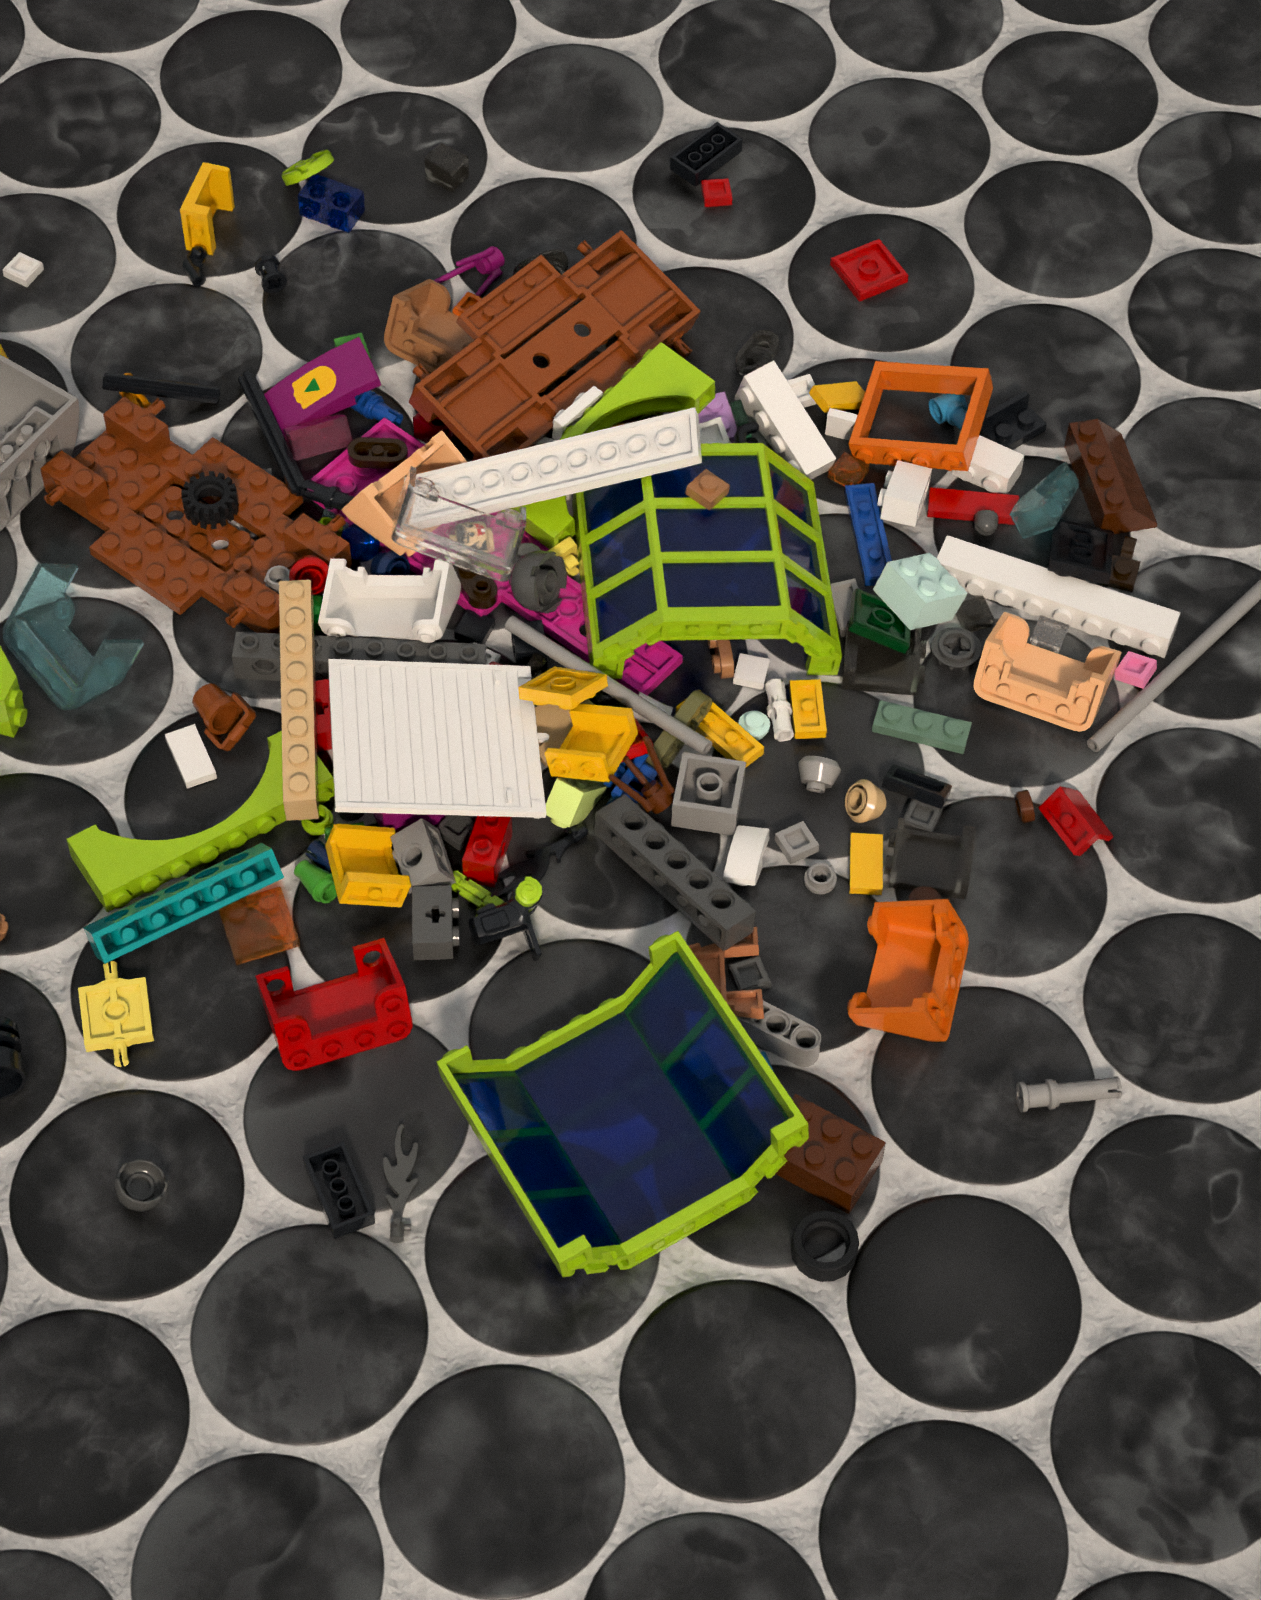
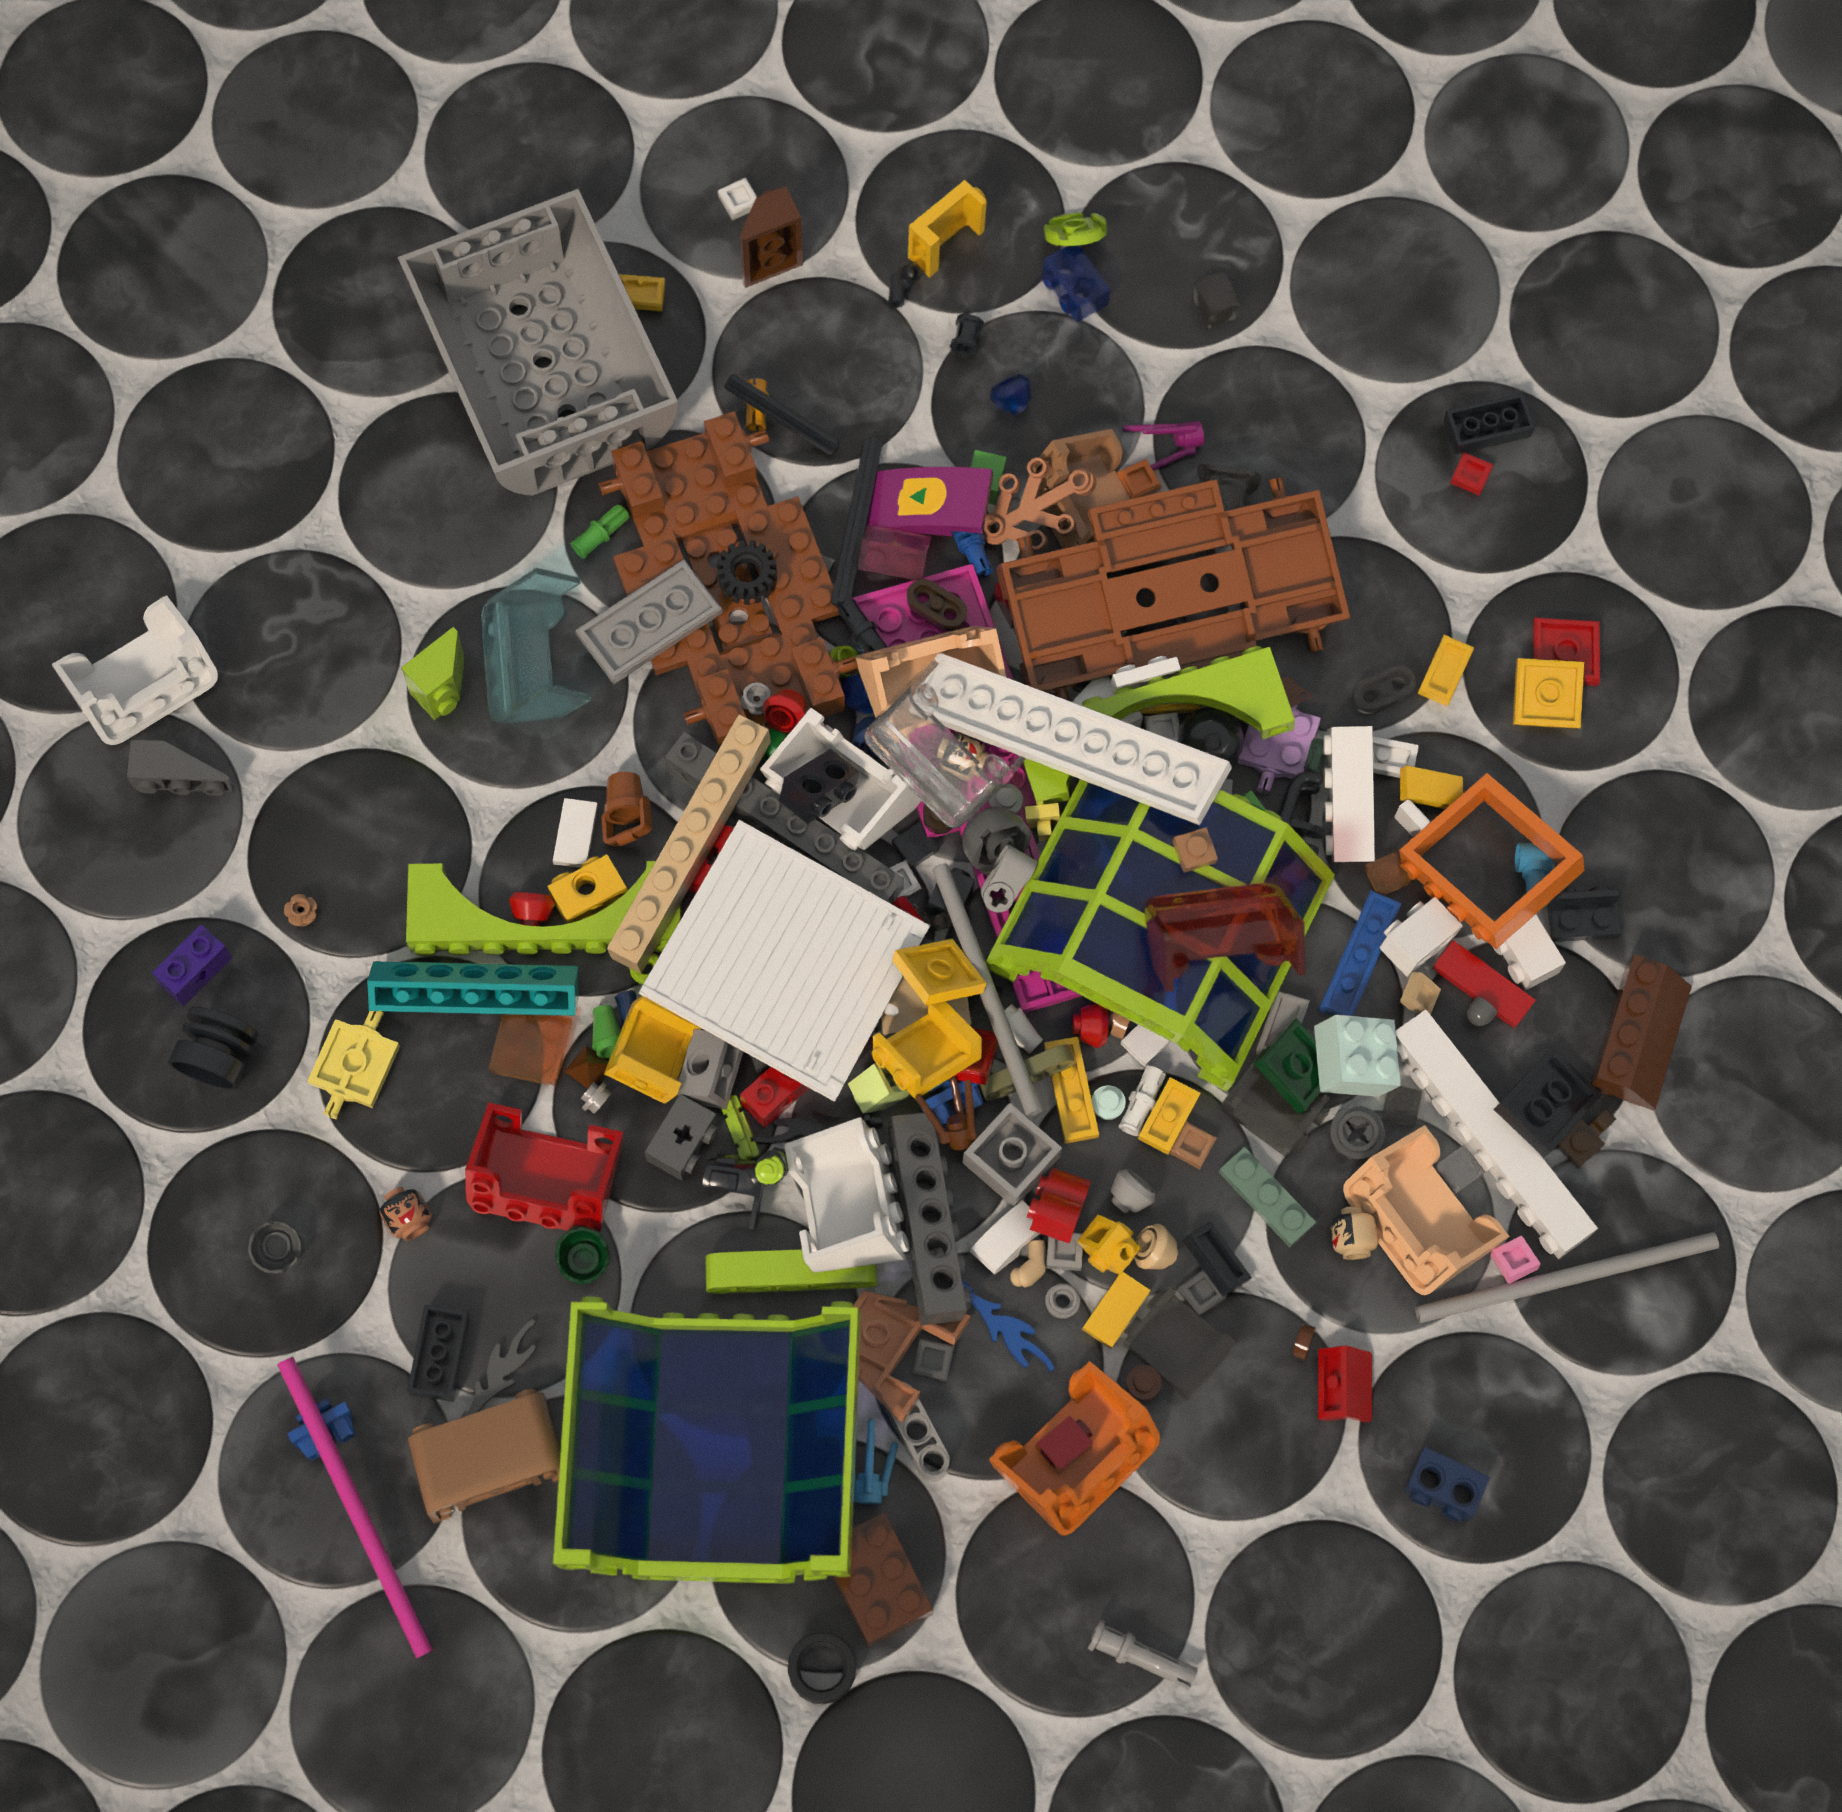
camera: 30 degrees right, 15 degrees up
(64, 538) = (600, 531): none -> bright green axle
(75, 268) = (771, 237): none -> reddish brown slope
(151, 573) = (648, 621): none -> light grey tile
(191, 819) = (531, 907): none -> red cone
(233, 771) = (594, 871): none -> yellow brick
(238, 1101) = (405, 1213): none -> nougat head
(269, 1298) = (336, 1419): none -> blue hips
(319, 918) = (587, 1068): none -> reddish brown slope
(334, 295) = (1012, 394): none -> clear blue cone
(340, 931) = (595, 1097): none -> light grey plate
(349, 1341) = (354, 1507): none -> dark pink piece
(374, 611) = (819, 786): none -> black brick
(407, 356) = (1032, 508): none -> nougat plant
(410, 1049) = (582, 1255): none -> dark green hair
(434, 1241) = (485, 1454): none -> medium nougat windscreen
(568, 596) = (1010, 873): none -> light grey piece
(587, 971) = (778, 1272): none -> lime beam
(599, 889) = (847, 1198): none -> white windscreen
(704, 675) = (1091, 1025): none -> red cone
(713, 432) = (1271, 764): white tile -> none
(770, 808) = (1059, 1204): none -> red brick
(773, 523) = (1223, 924): none -> clear red windscreen
(780, 869) = (1033, 1268): none -> tan arm
(791, 322) = (1445, 670): none -> yellow tile
(795, 922) = (1010, 1330): none -> blue piece
(829, 815) = (1115, 1248): none -> yellow brick
(840, 721) = (1193, 1145): none -> medium nougat tile
(877, 298) = (1548, 693): none -> yellow plate
(898, 973) = (1065, 1444): none -> dark red brick
(932, 532) = (1420, 993): none -> tan plate
(1006, 713) = (1354, 1233): none -> tan head
(1045, 503) = (1553, 1025): clear light blue slope -> none
(1201, 839) = (1448, 1475): none -> dark blue brick

